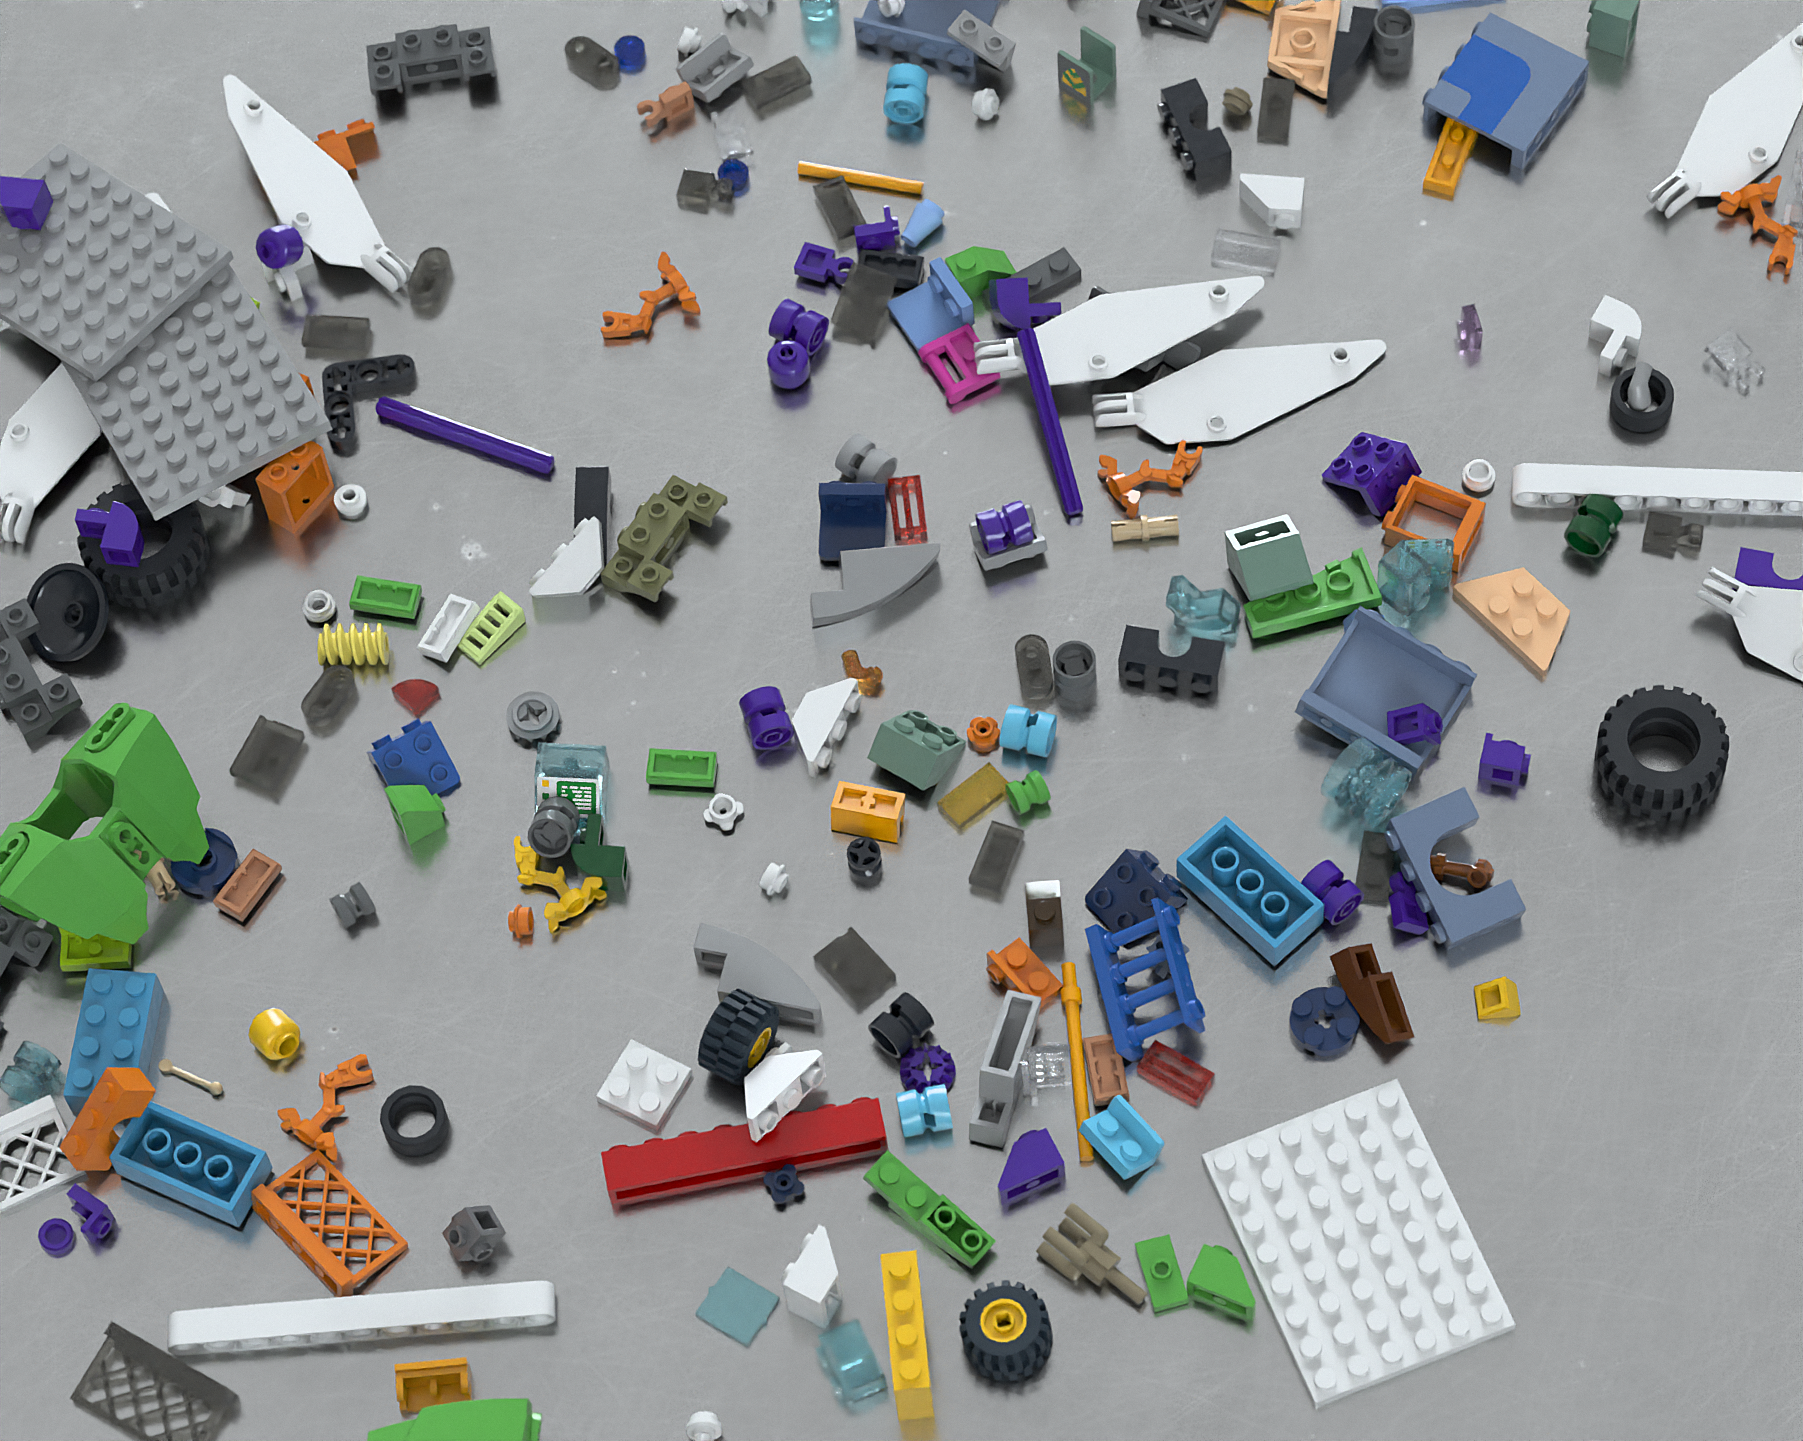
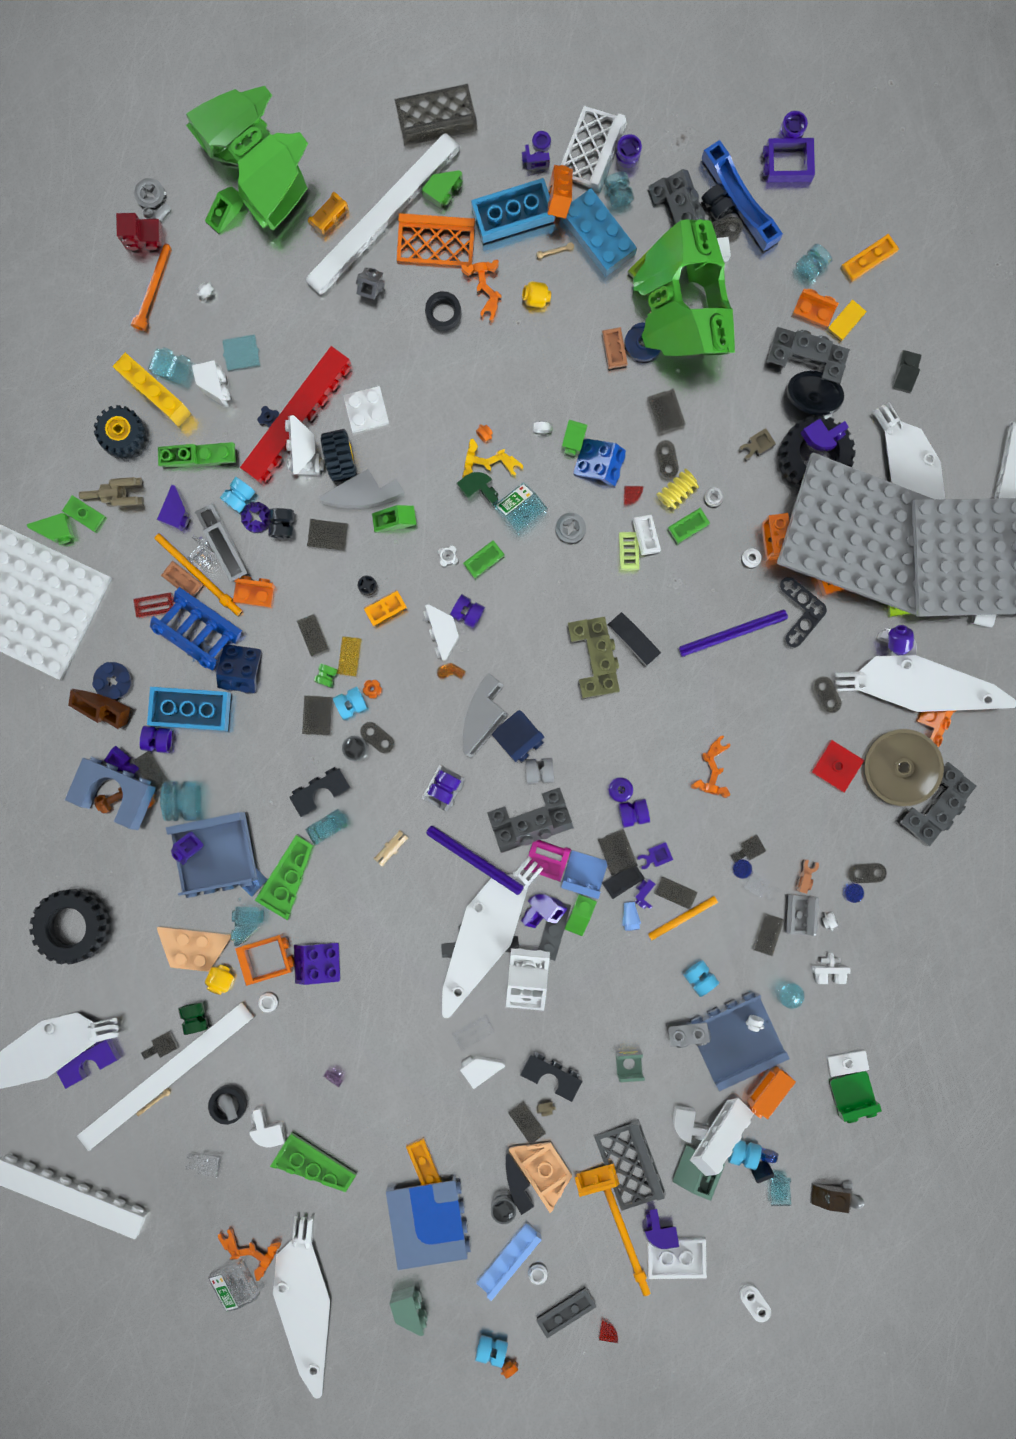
camera: 130 degrees right, 25 degrees up
(196, 619) = (759, 443): none -> dark tan plate
(247, 1280) = (441, 186): none -> bright green slope
(336, 332) = (840, 631): clear smoke plate -> none
(346, 909) = (560, 377): dark grey wheel -> none
(427, 124) = (904, 767): none -> dark tan dish
(440, 862) = (542, 427): none -> white tile
(501, 195) = (837, 766): none -> red plate
(553, 827) = (507, 480): dark grey wheel -> none
(574, 565) = (618, 607): white slope -> none
(746, 910) = (394, 518): none -> bright green slope
(774, 878) = (396, 543): white plate -> none
(909, 530) = (492, 757): clear red tile -> none
(915, 748) = (391, 654): sand green slope -> none
(946, 409) = (531, 825): none -> dark grey bracket
(985, 103) = (660, 1006): white plate -> none
(1044, 914) = (270, 627): dark brown slope -> none
(1086, 755) = (317, 715): none -> clear smoke plate
(1117, 245) = (527, 979): none -> white bracket
(1122, 485) = (402, 893): orange piece -> none
(1123, 1138) = (147, 554): medium azure bracket -> none
(1236, 390) = (411, 954): white wing -> none
(1268, 557) = (318, 875): sand green slope -> none
(1497, 999) = (50, 753): yellow slope -> none
(1503, 761) = (137, 866): dark purple brick -> none
(1517, 544) = (219, 980): none -> yellow head
(1592, 256) = (309, 1162): none -> bright green wing

